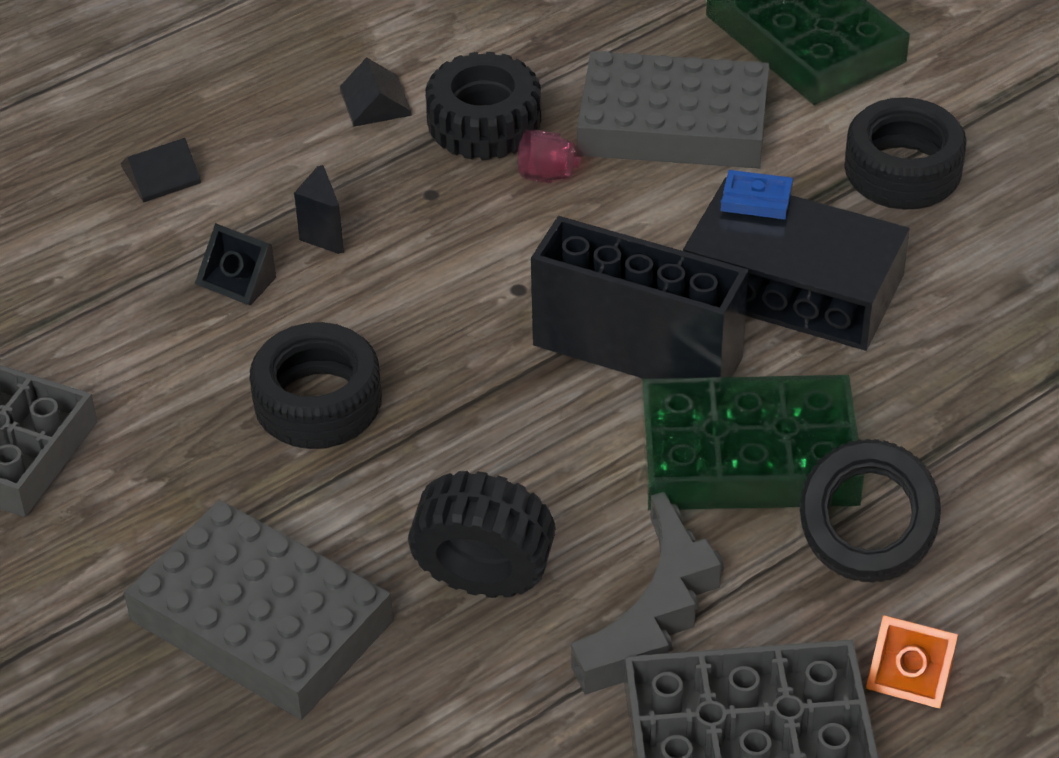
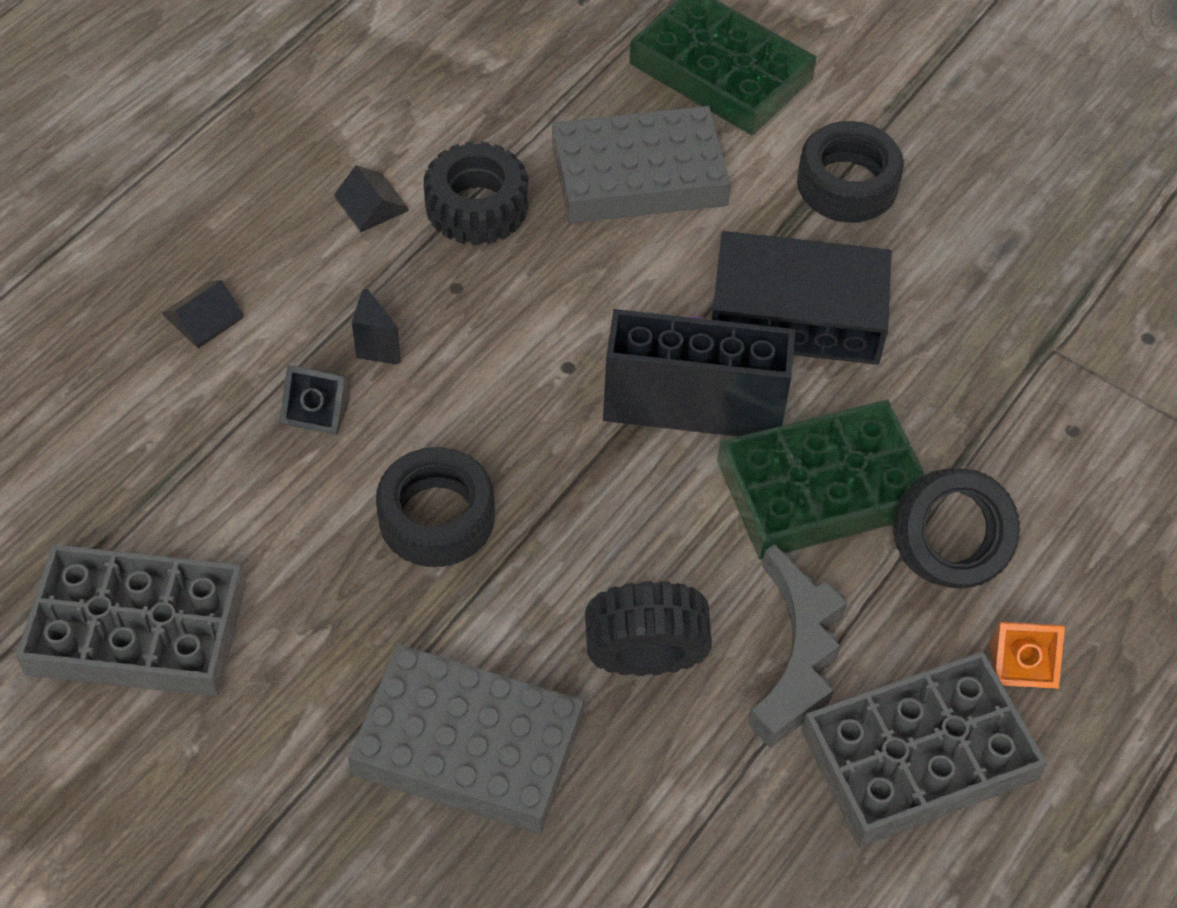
camera: 20 degrees left, 10 degrees up
(546, 156) = (555, 230): clear pink helmet -> none
(756, 194) = (758, 244): blue plate -> none

